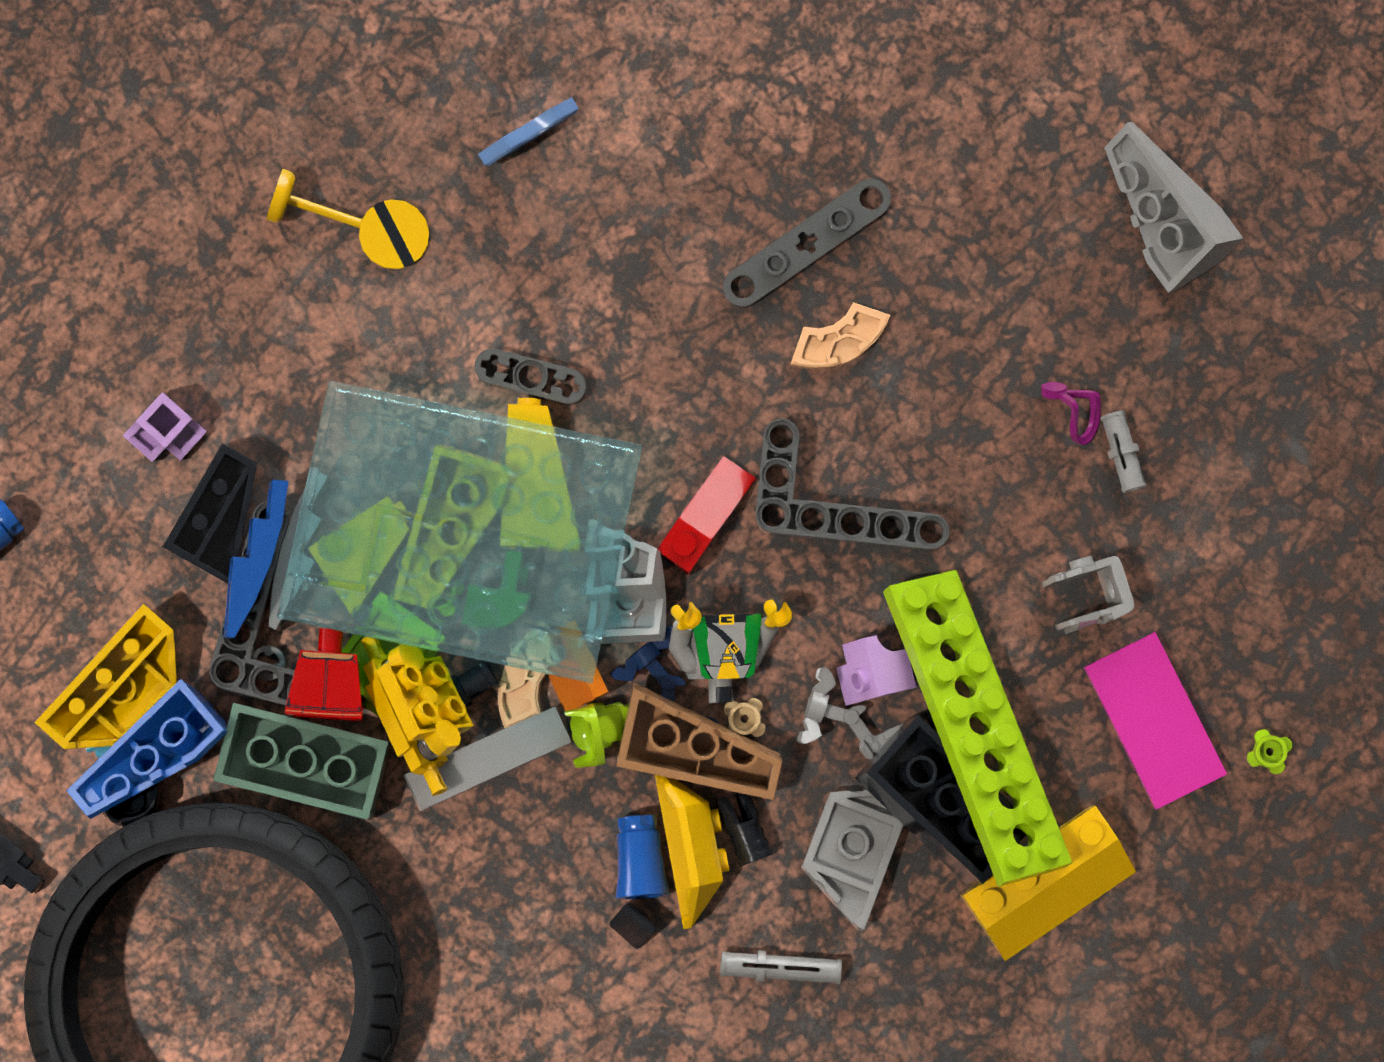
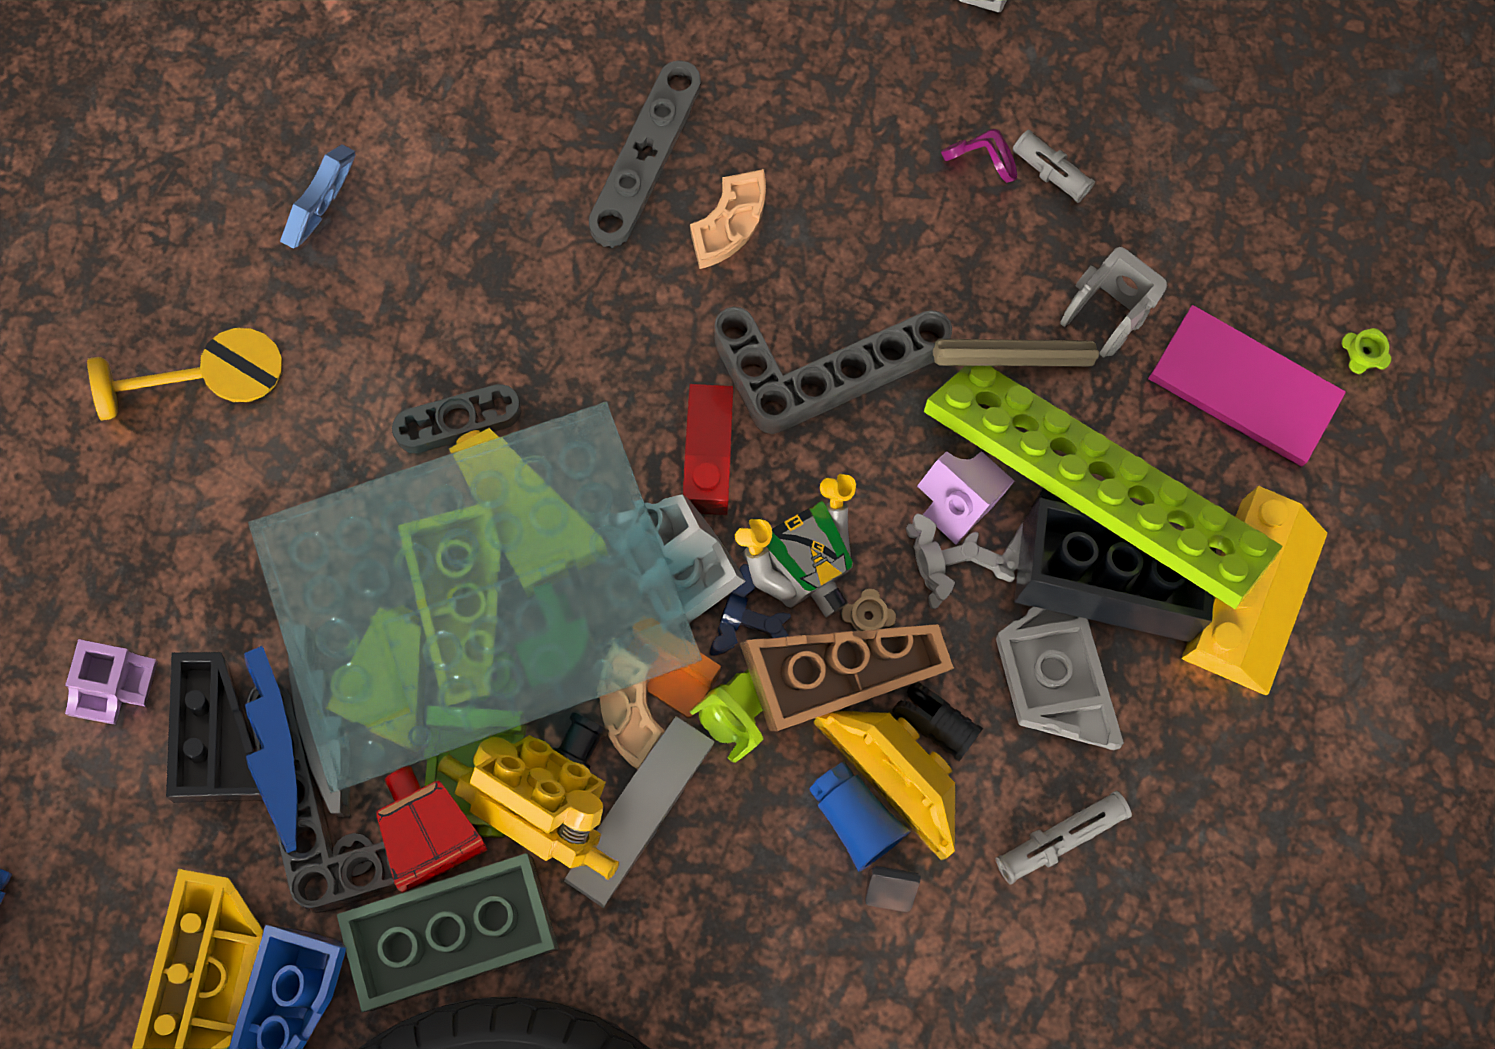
camera: 40 degrees left, 10 degrees down
(985, 588) = (1015, 352): none -> dark tan axle

